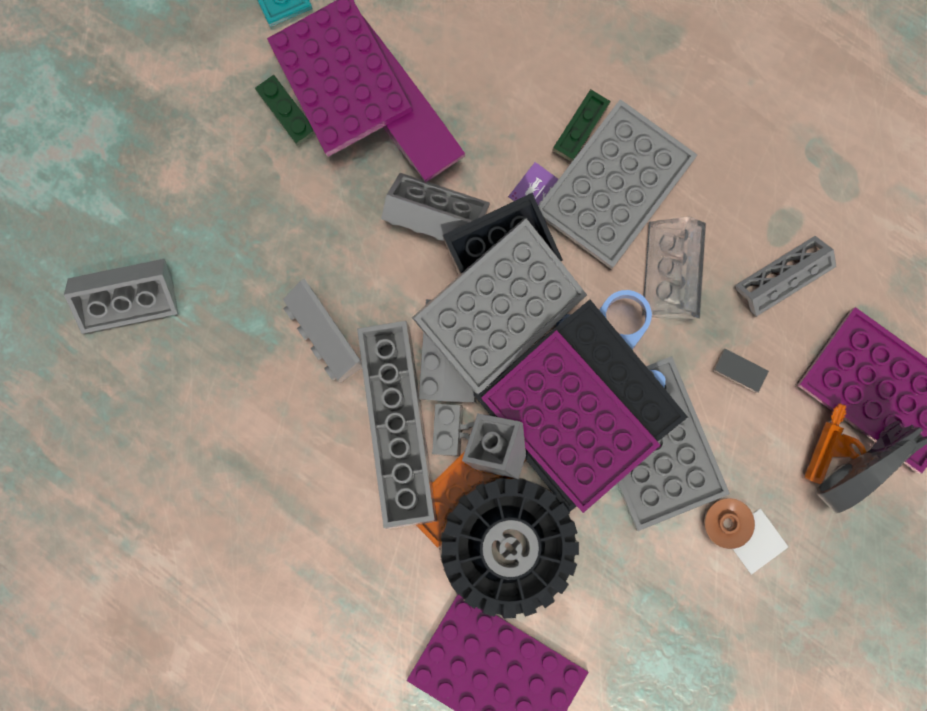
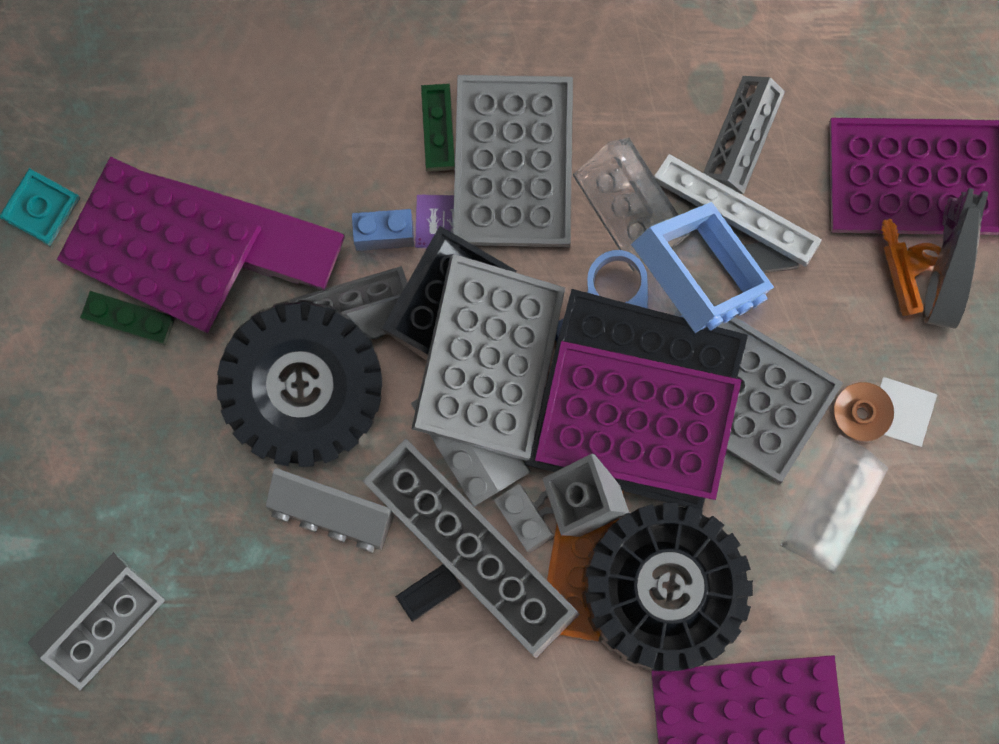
camera: 30 degrees left, 5 degrees down
(331, 212) = (252, 383): none -> black wheel
(348, 433) = (428, 592): none -> black tile
(494, 169) = (383, 230): none -> medium blue brick
(663, 571) = (835, 504): none -> clear slope
(665, 348) = (679, 283): none -> light blue window
(743, 325) = (738, 210): none -> white plate

